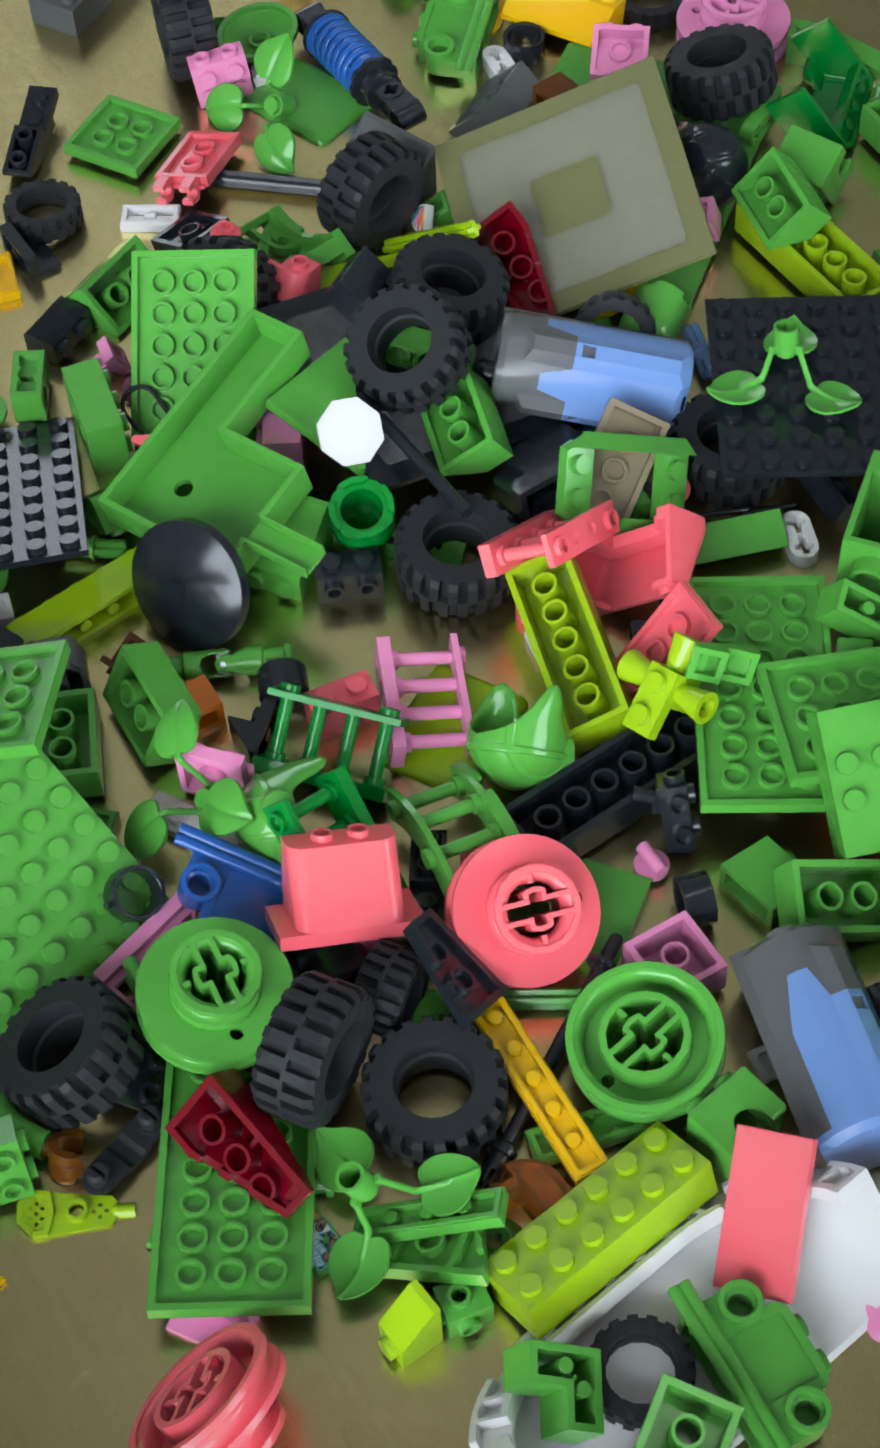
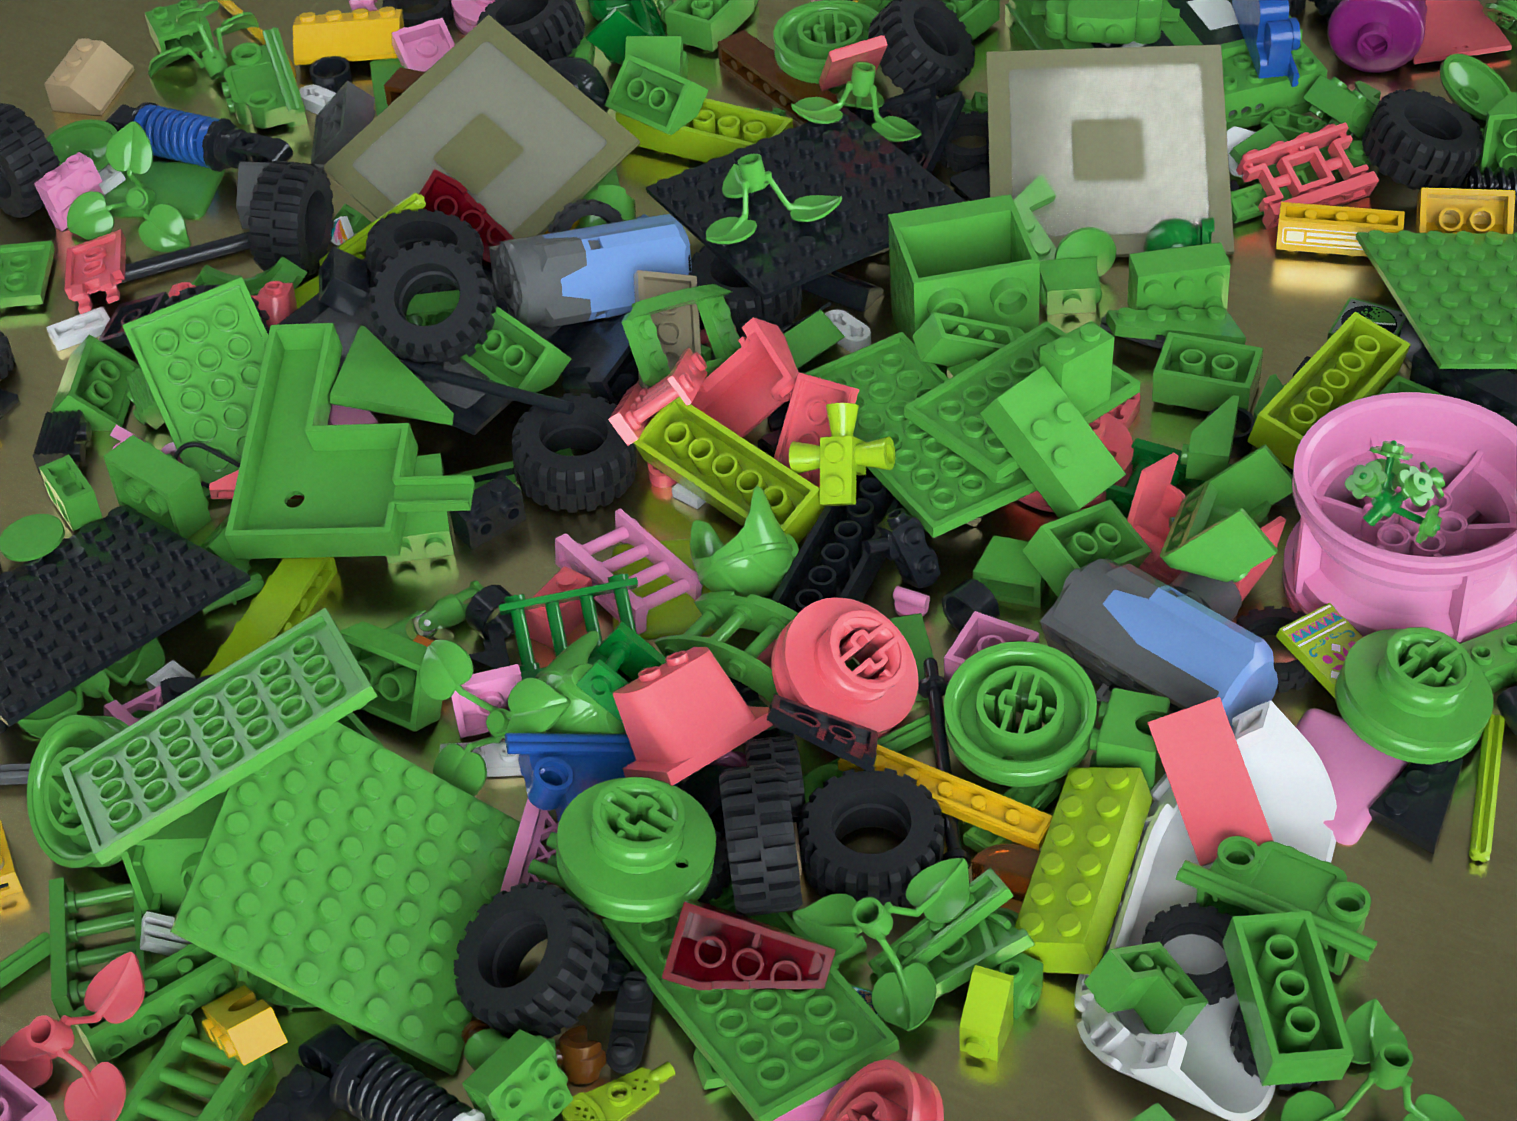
camera: 30 degrees left, 10 degrees down
(157, 891) = (477, 829): black piece -> none
(190, 583) = (359, 563): black dish -> none
(350, 431) = (426, 386): white piece -> none
(362, 513) = (475, 448): green tile -> none
(722, 661) = (879, 415): bright green slope -> none

